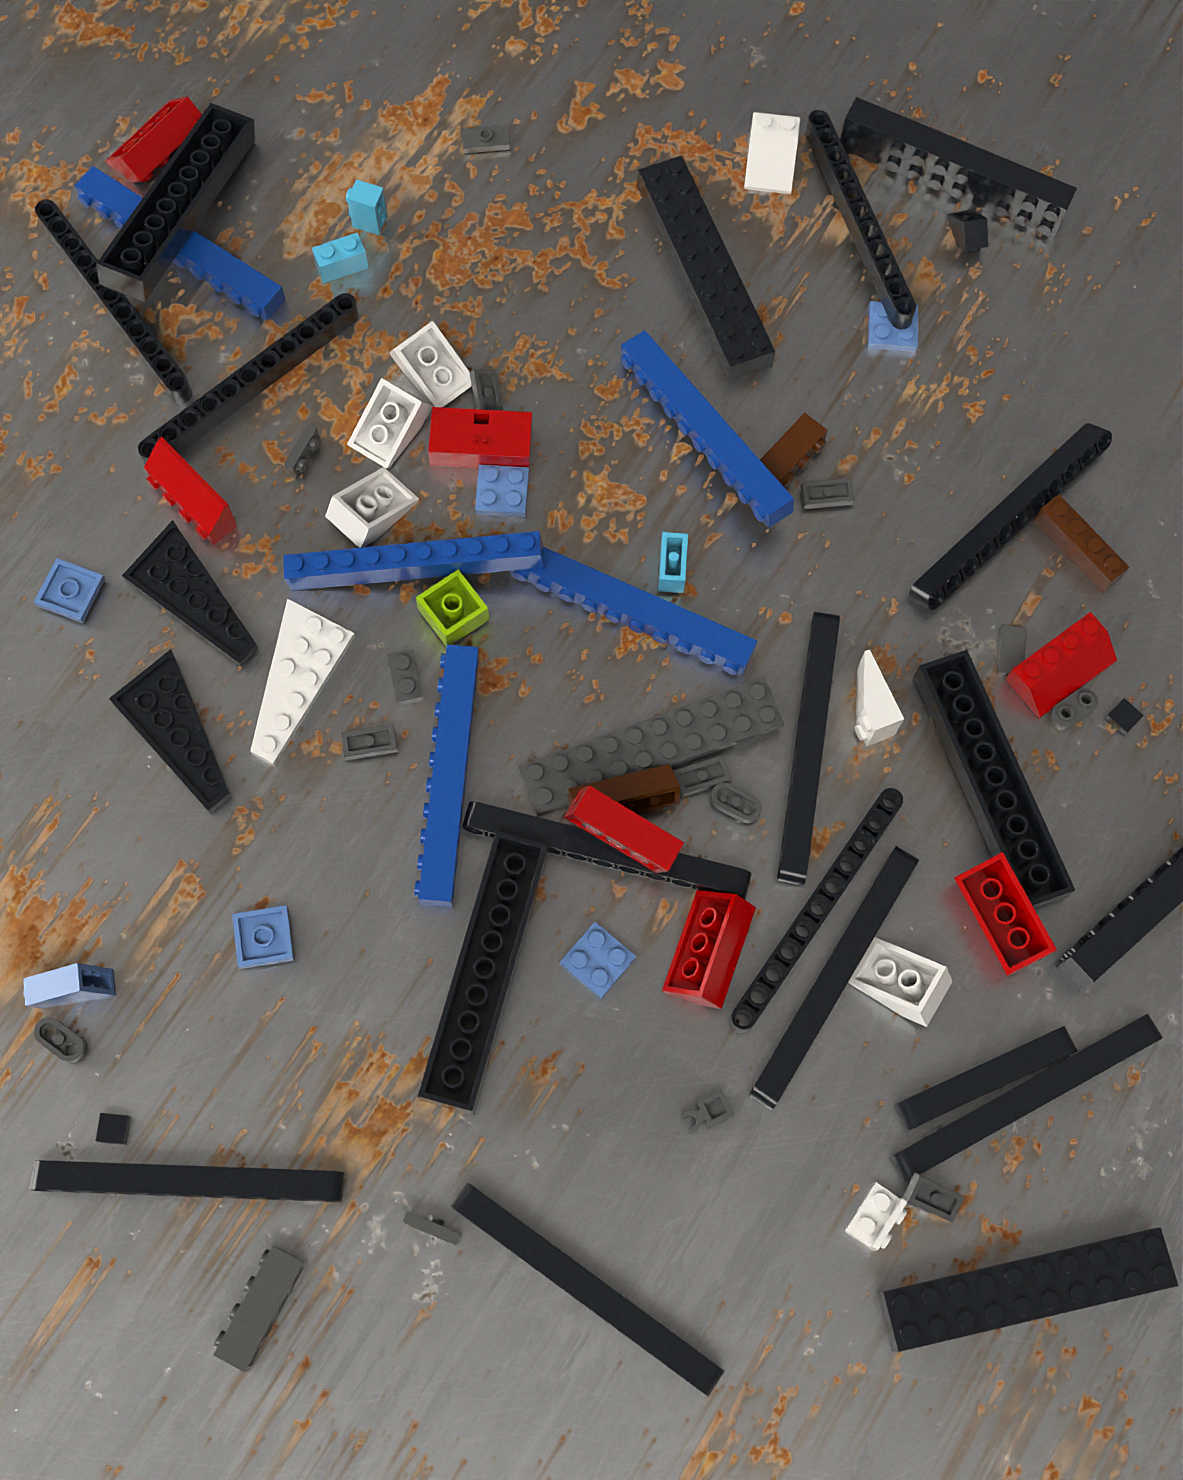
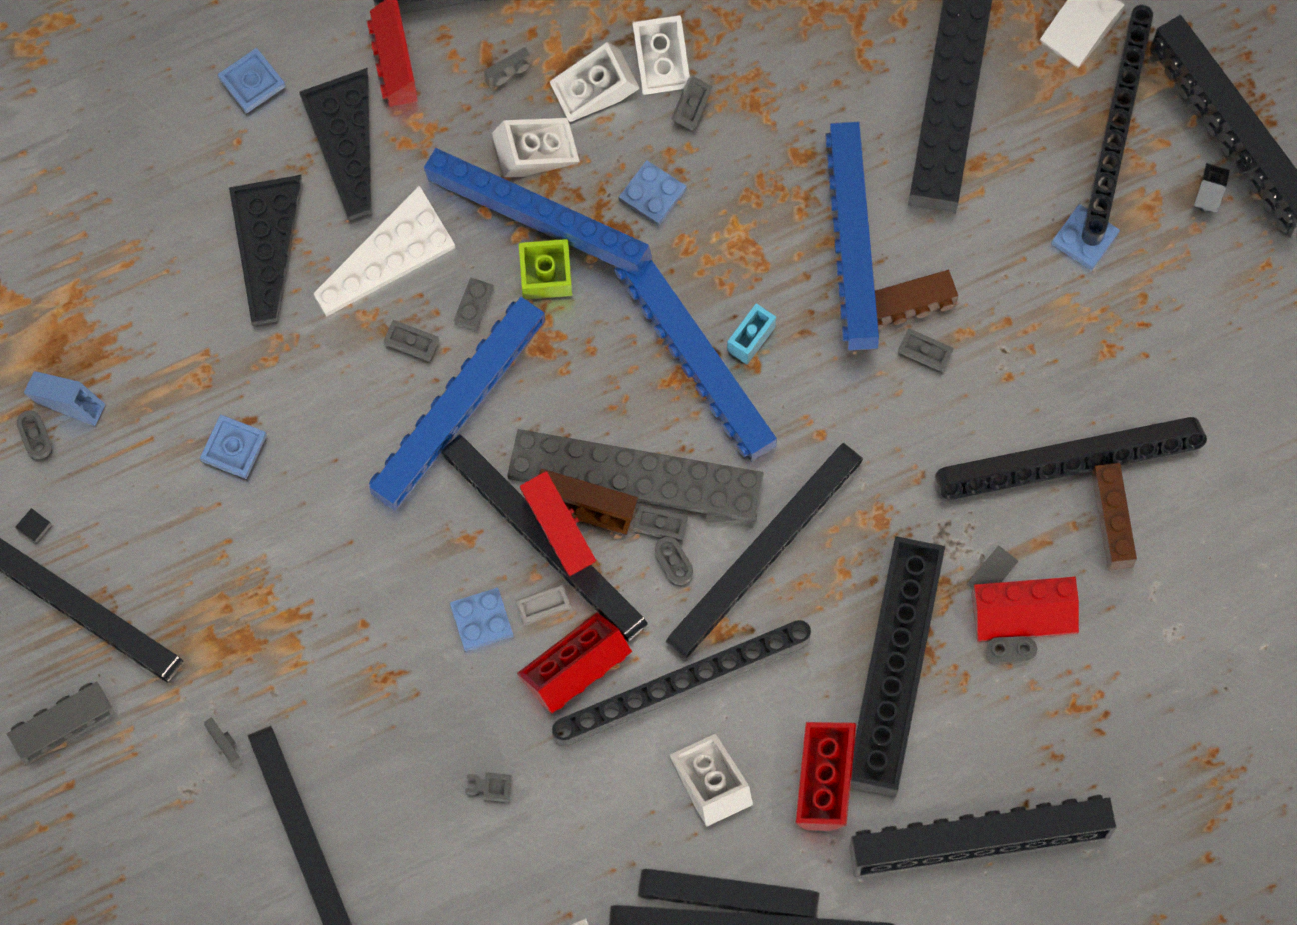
camera: 35 degrees right, 0 degrees up
(479, 438) = (661, 138): red brick -> none
(484, 973) = (385, 573): black brick -> none
(644, 912) = (543, 604): none -> light grey tile
(833, 978) = (660, 743): black beam -> none
(876, 708) = (833, 557): white slope -> none
(1124, 716) = (1050, 682): black tile -> none

